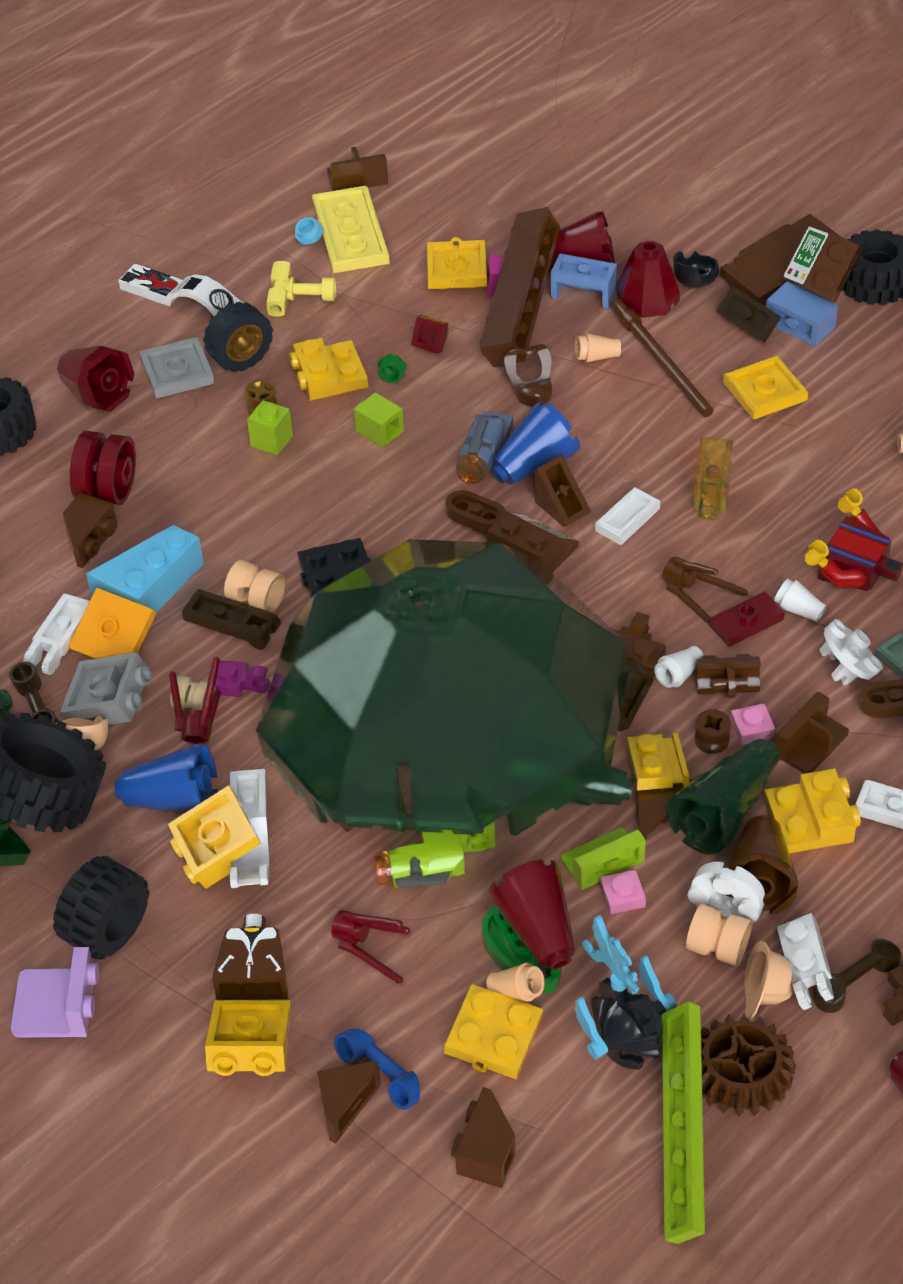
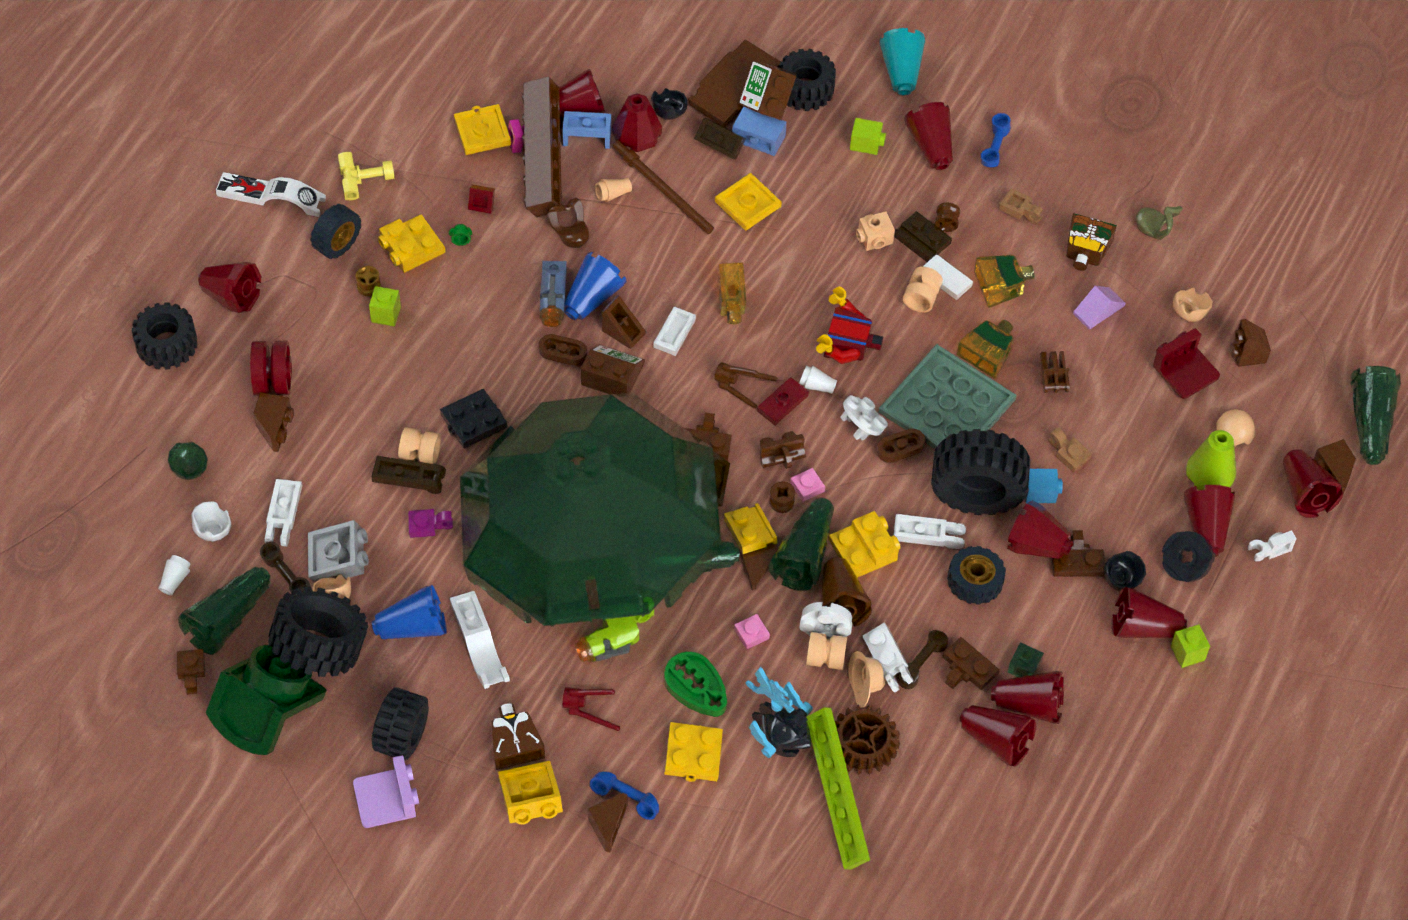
camera: 20 degrees left, 10 degrees up
(111, 626) = (323, 501): light orange plate -> none
(151, 569) = (334, 451): medium azure wedge -> none
(176, 367) = (291, 263): light grey plate -> none
(191, 693) = (408, 544): tan wheel -> none
(198, 723) = (414, 566): dark red plant -> none
(213, 837) = (458, 652): yellow plate -> none
(308, 231) = (354, 117): medium azure plate -> none
(350, 229) = (385, 108): light yellow tile -> none
(358, 172) = (376, 54): reddish brown panel -> none
(379, 419) = (465, 283): lime brick -> none
(487, 1143) = (714, 830): reddish brown slope -> none
(519, 982) = (702, 714): light nougat cone -> none
(537, 911) = (704, 663): dark red cone -> none
(604, 856) = (732, 607): lime panel -> none
(677, 667) = (744, 451): white cone -> none
(810, 735) = (850, 487): reddish brown panel -> none

